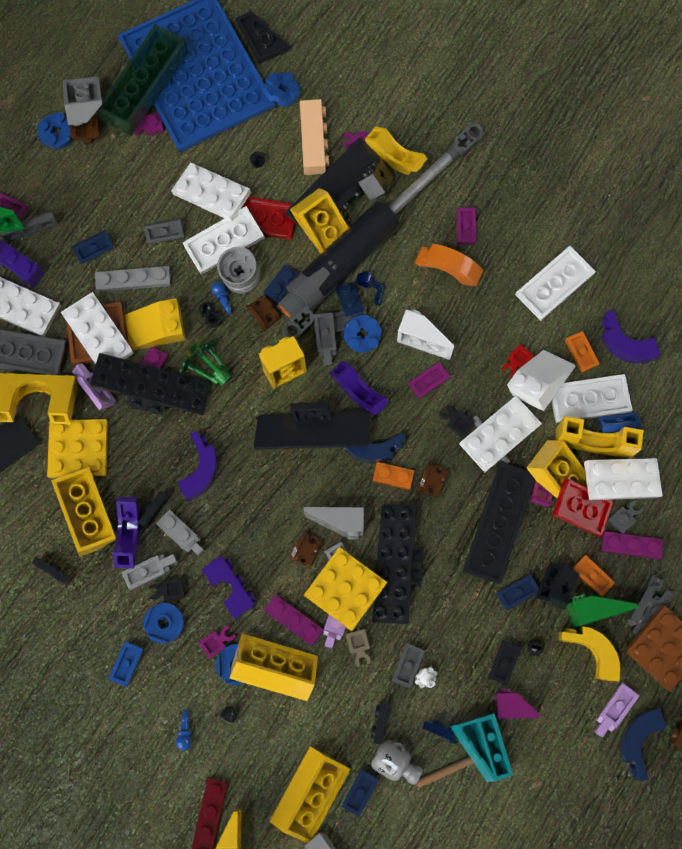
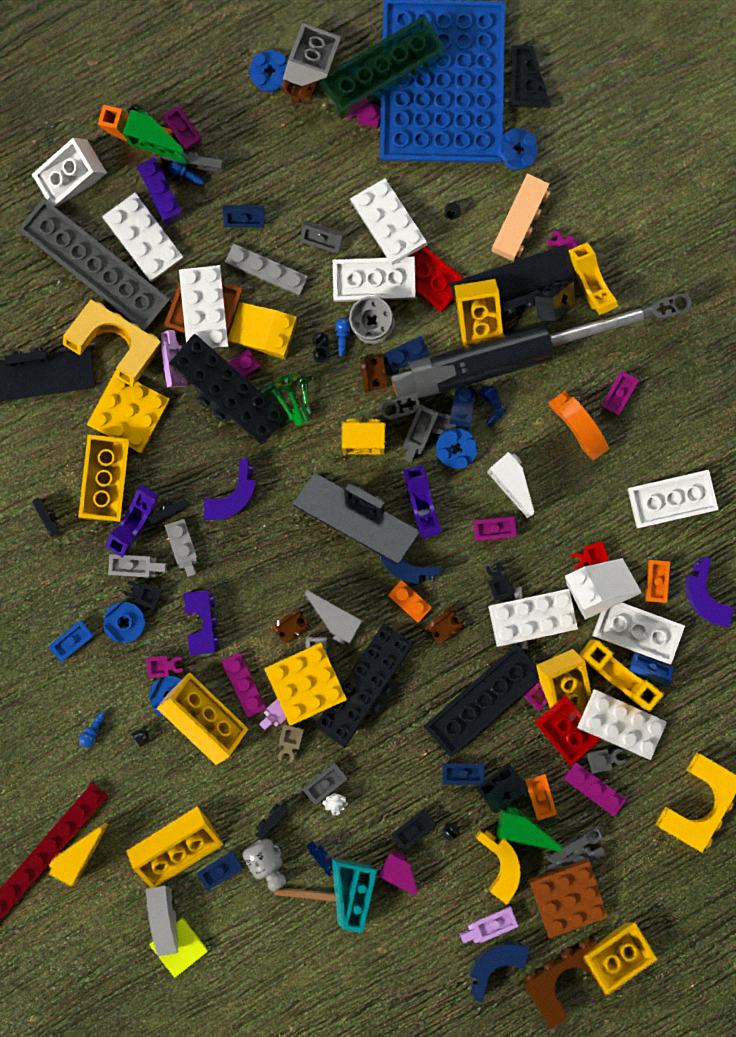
camera: 30 degrees right, 10 degrees up
(19, 239) = (177, 168): none -> blue bar

